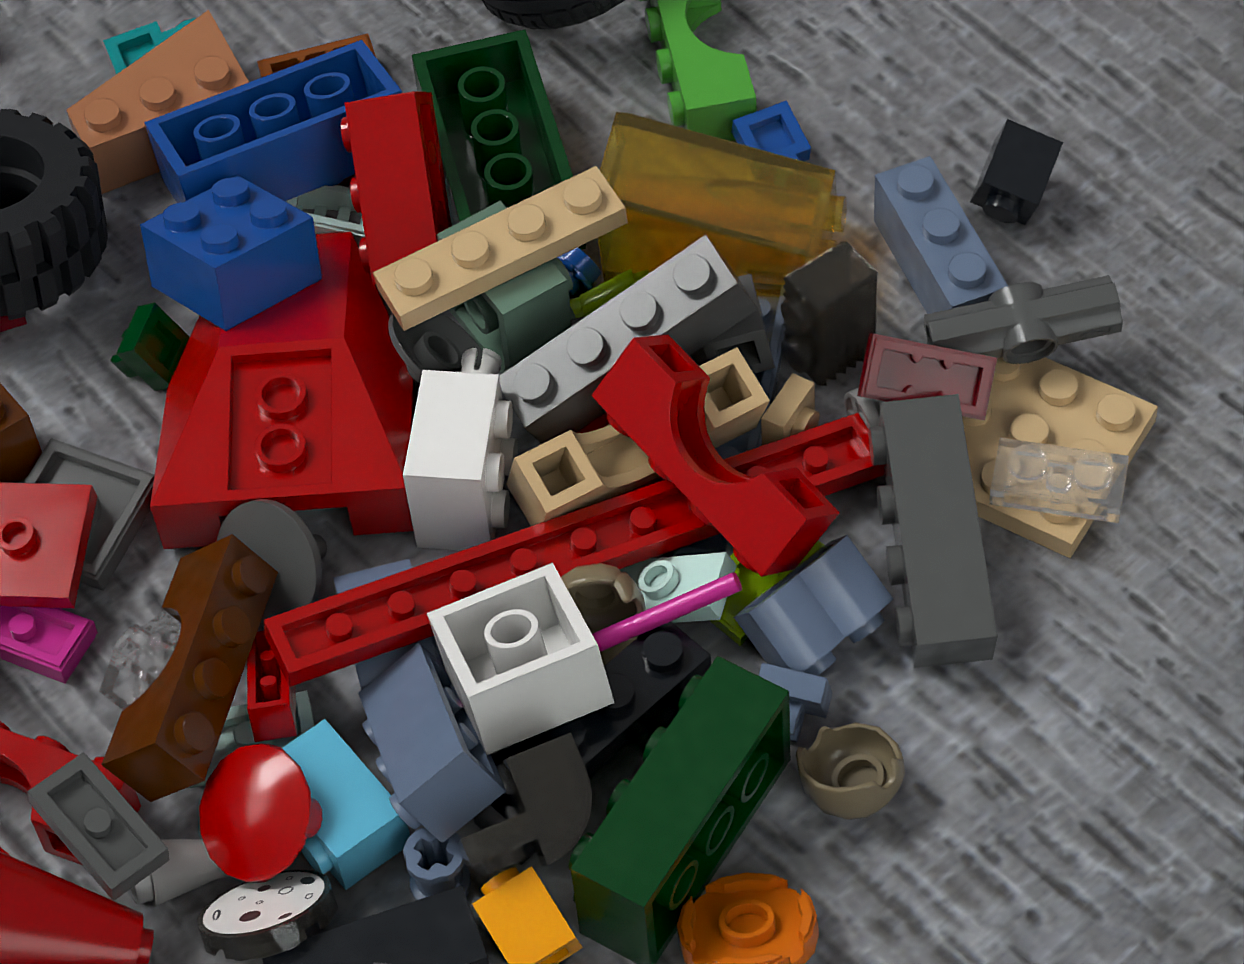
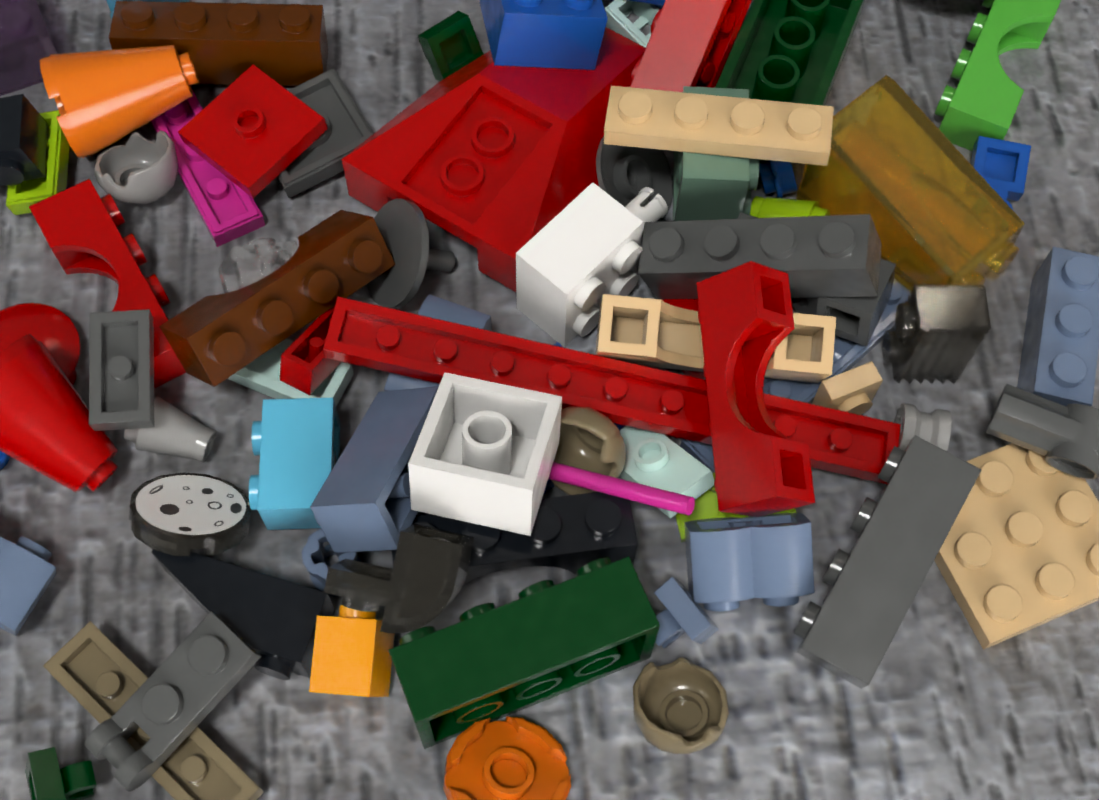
camera: 30 degrees right, 10 degrees up
(257, 813) = (235, 435): red dish -> none
(912, 370) = (972, 433): plate -> none
(1059, 480) = (1017, 588): clear plate -> none

